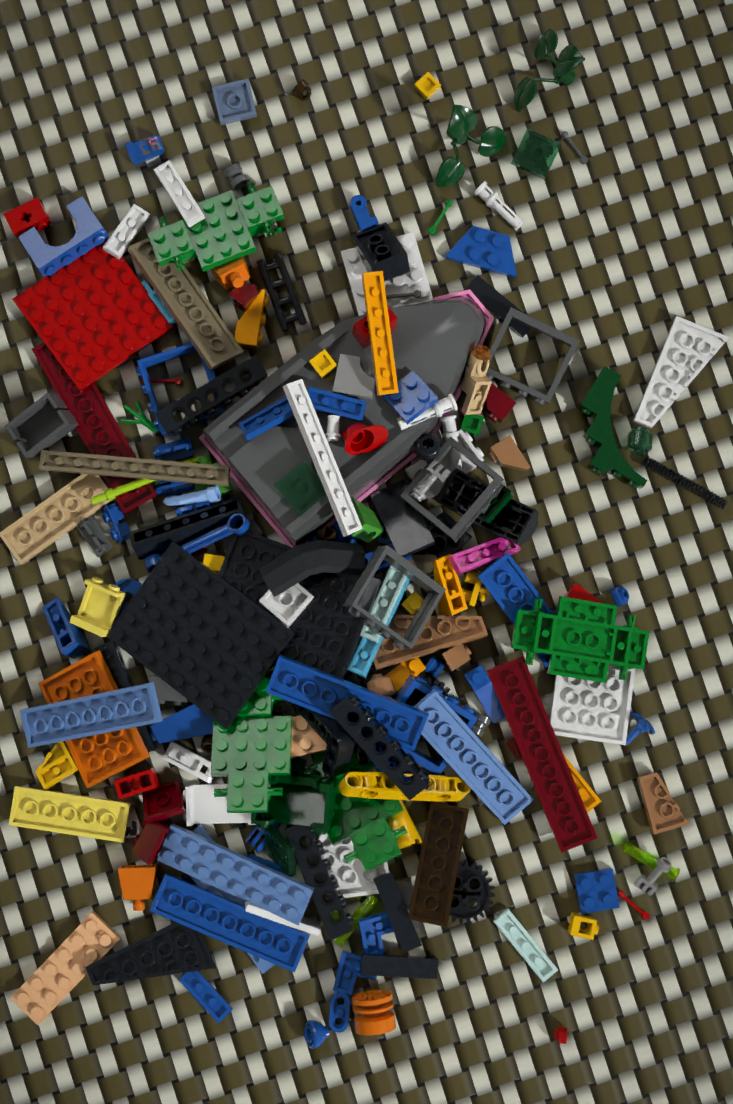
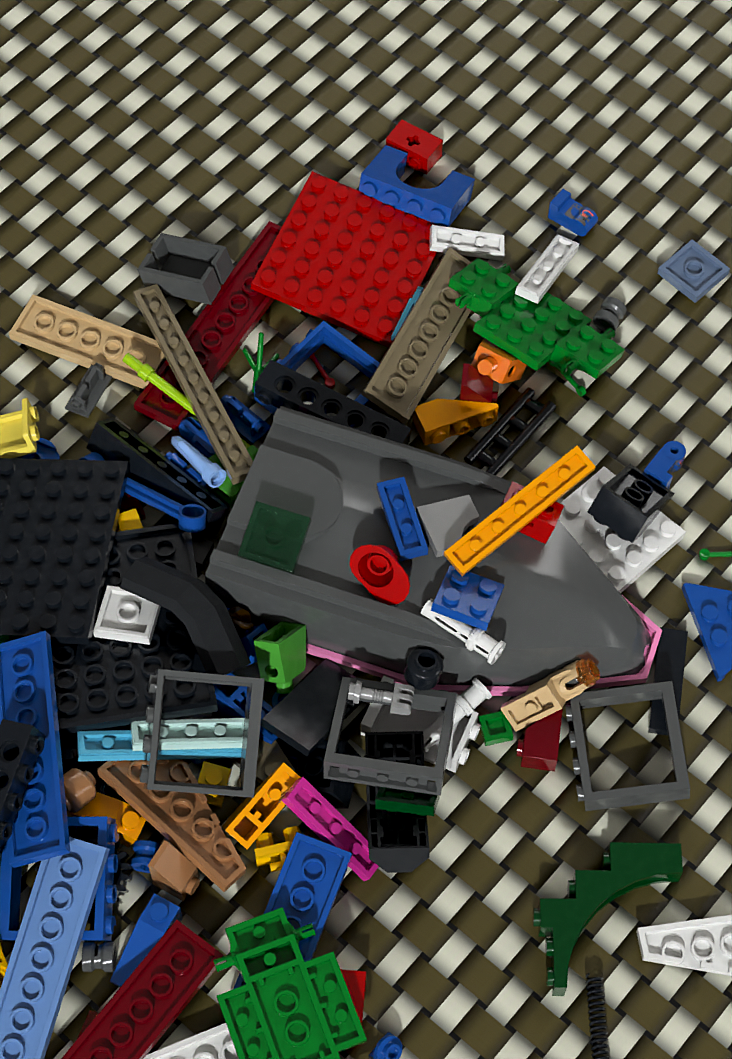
camera: 60 degrees right, 25 degrees down
(112, 517) = (123, 396): blue hinge -> none
(266, 419) = (338, 459): blue plate -> none
(322, 457) = (324, 537): white plate -> none
(323, 363) = (443, 482): yellow plate -> none
(333, 428) = (370, 532): white pin -> none
(417, 294) = (610, 567): dark grey hinge -> none
(508, 455) = (484, 793): medium nougat slope -> none
(639, 441) = (614, 951): clear green head -> none

